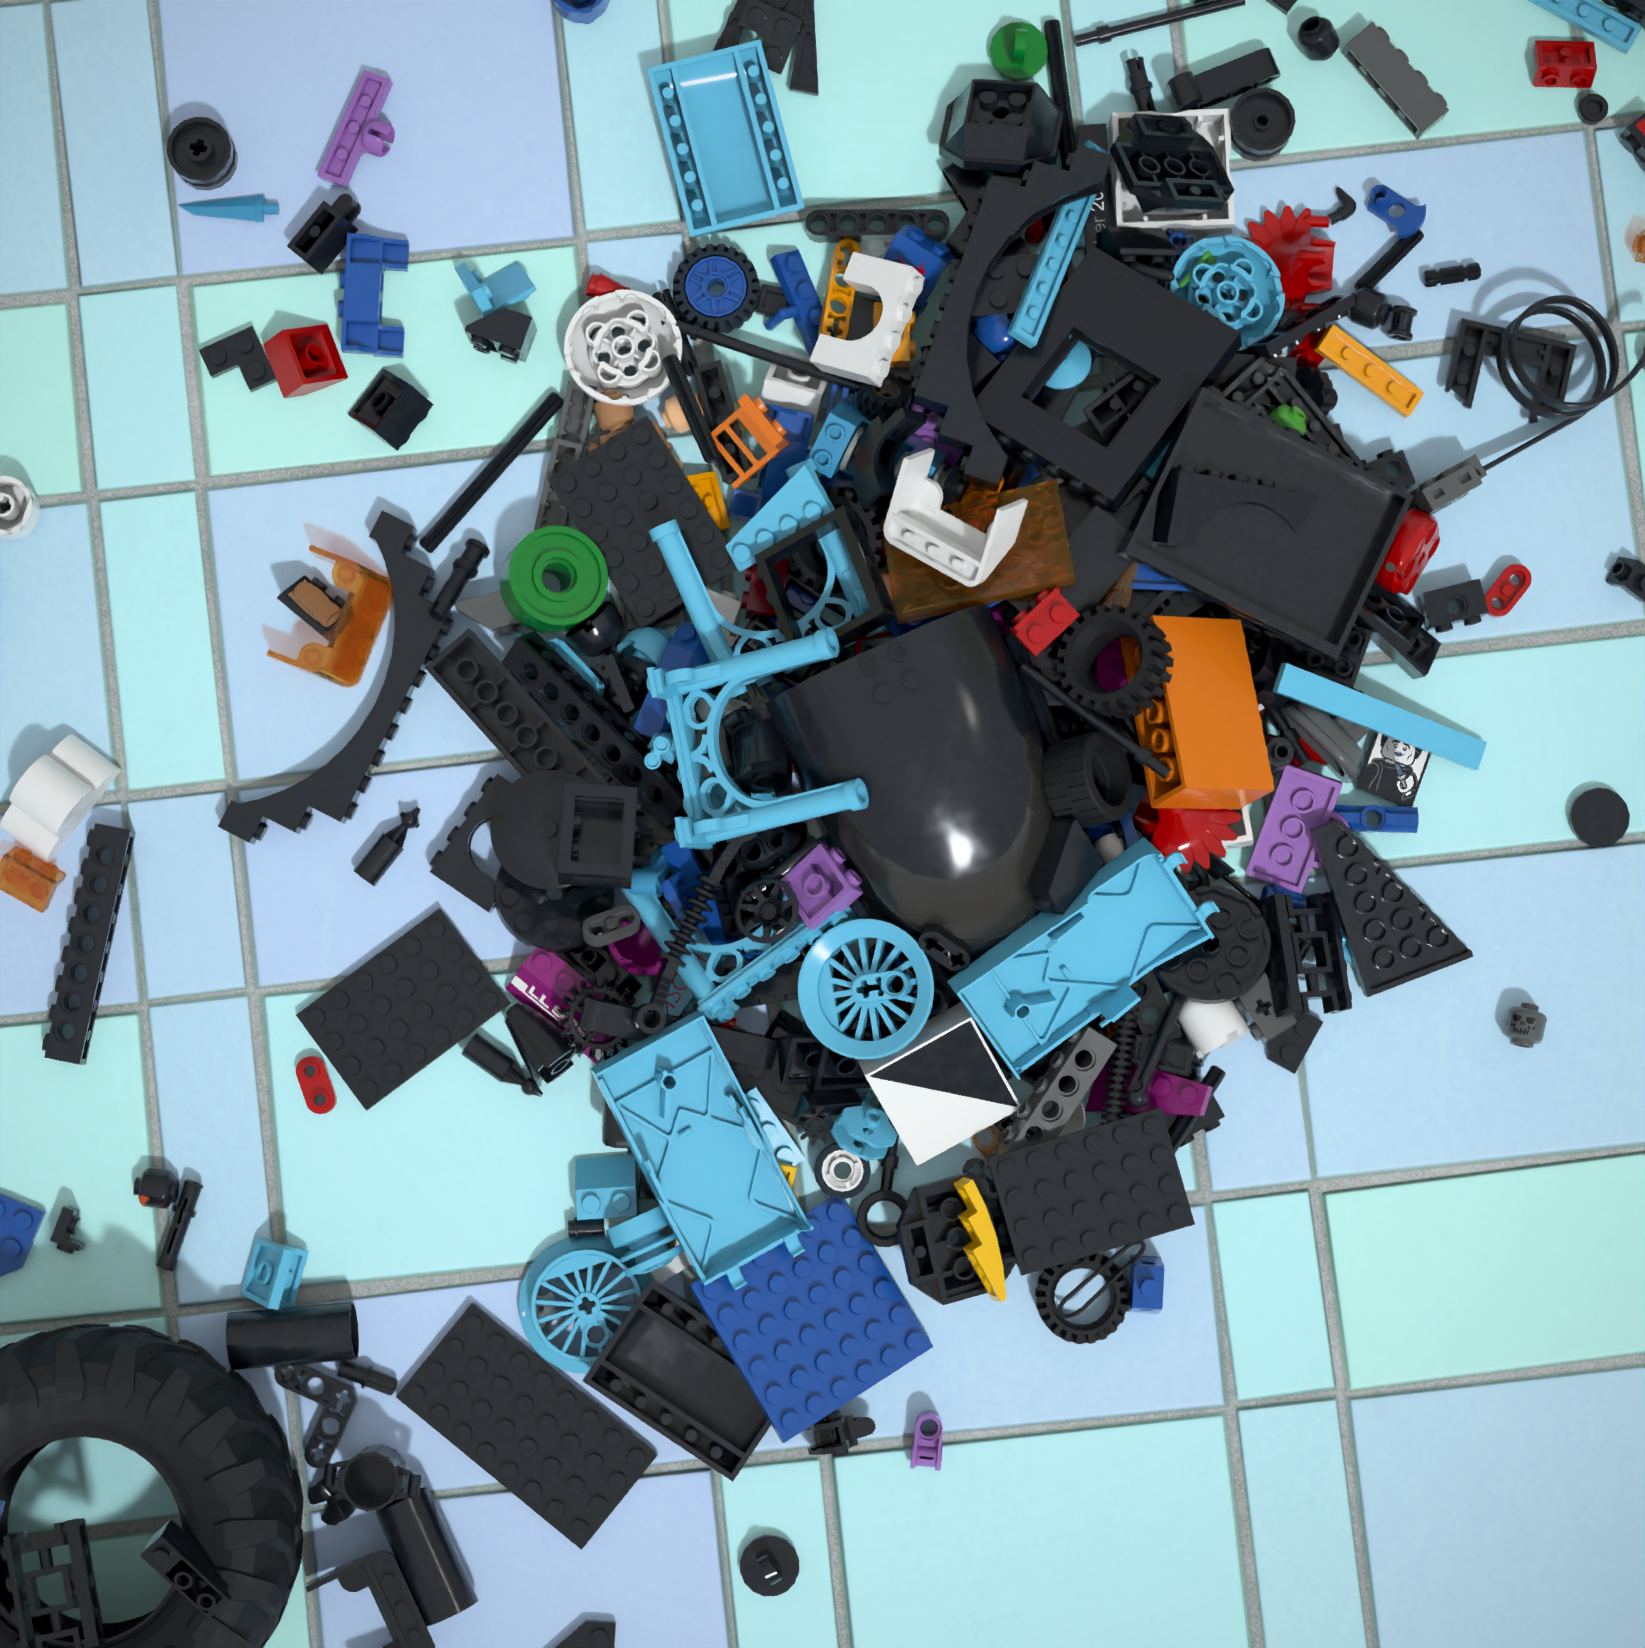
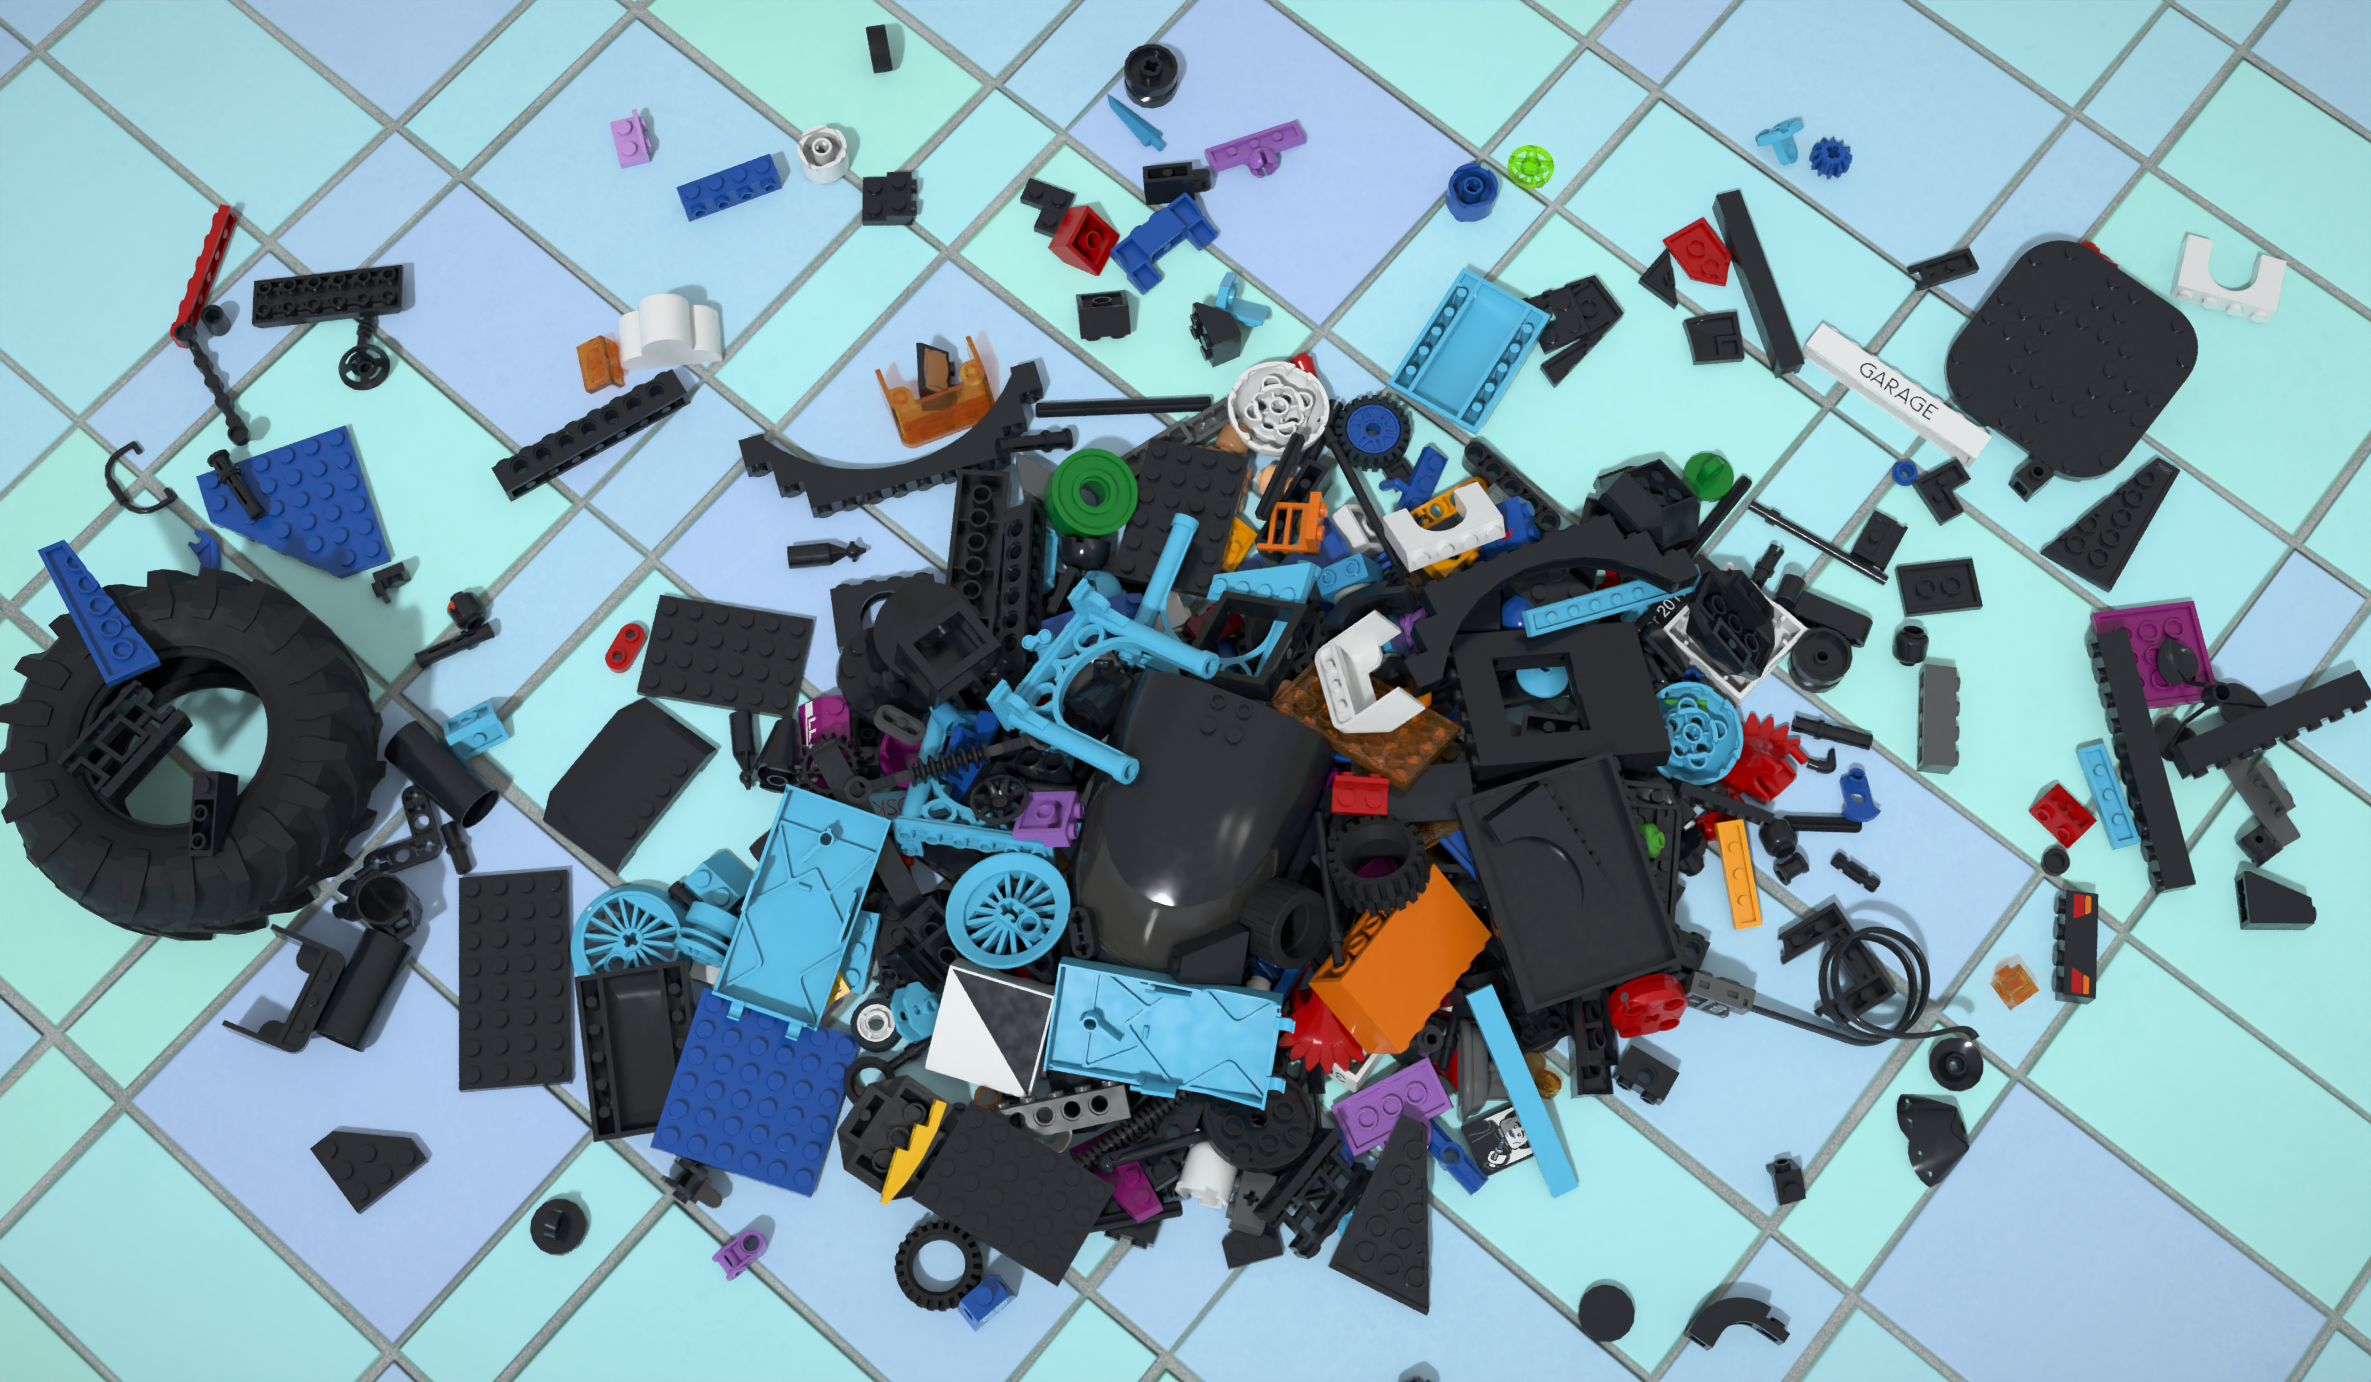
camera: 45 degrees right, 15 degrees down
(103, 489) = (889, 199): none -> black plate
(438, 1188) = (625, 782): none -> black slope
(1094, 1274) = (961, 1272): black piece -> none
(1321, 178) = (1830, 732): none -> black pin
(1379, 685) = (1546, 1082): none -> clear orange plate
(1507, 592) = (1690, 1103): red plate -> none

